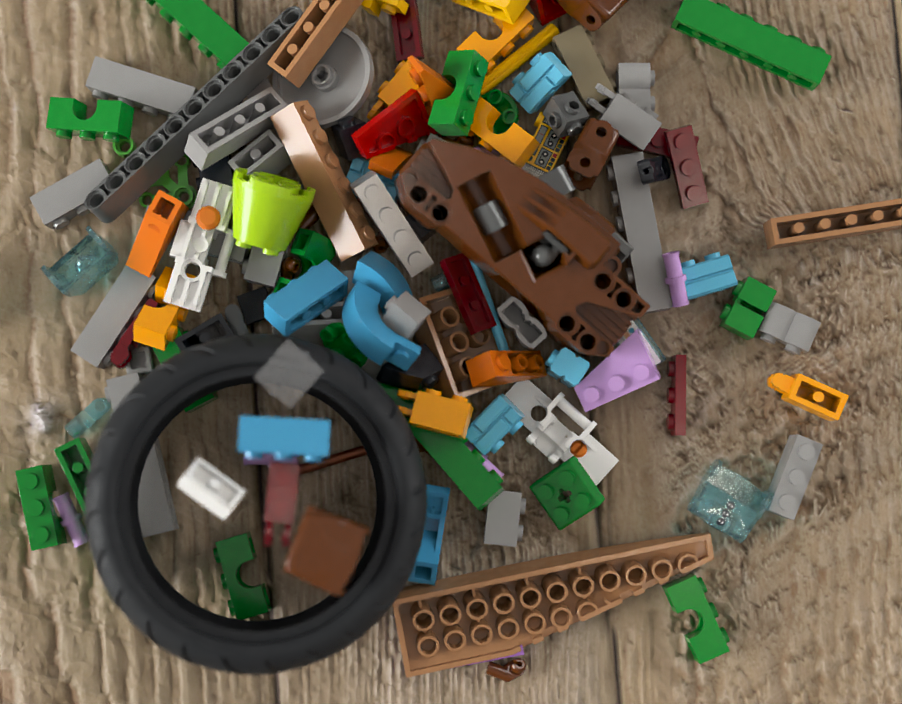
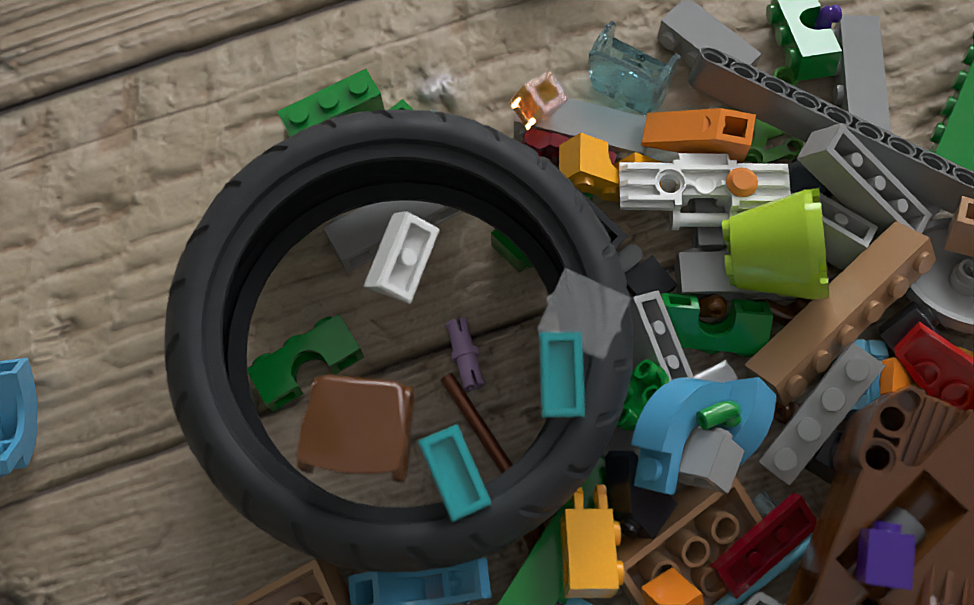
camera: 80 degrees right, 15 degrees down
(83, 96) = (827, 16): none -> dark purple arm
(91, 345) = (538, 99): none -> clear orange brick
(281, 499) = (410, 351): dark red hinge -> none
(284, 437) = (497, 329): dark azure brick -> none
(305, 298) = (684, 328): dark azure brick -> none
(327, 402) = (561, 374): none -> teal tile
(371, 492) = (454, 472): none -> teal tile
(376, 295) = (724, 412): none -> green arm
(502, 234) = (886, 556): none -> dark purple brick

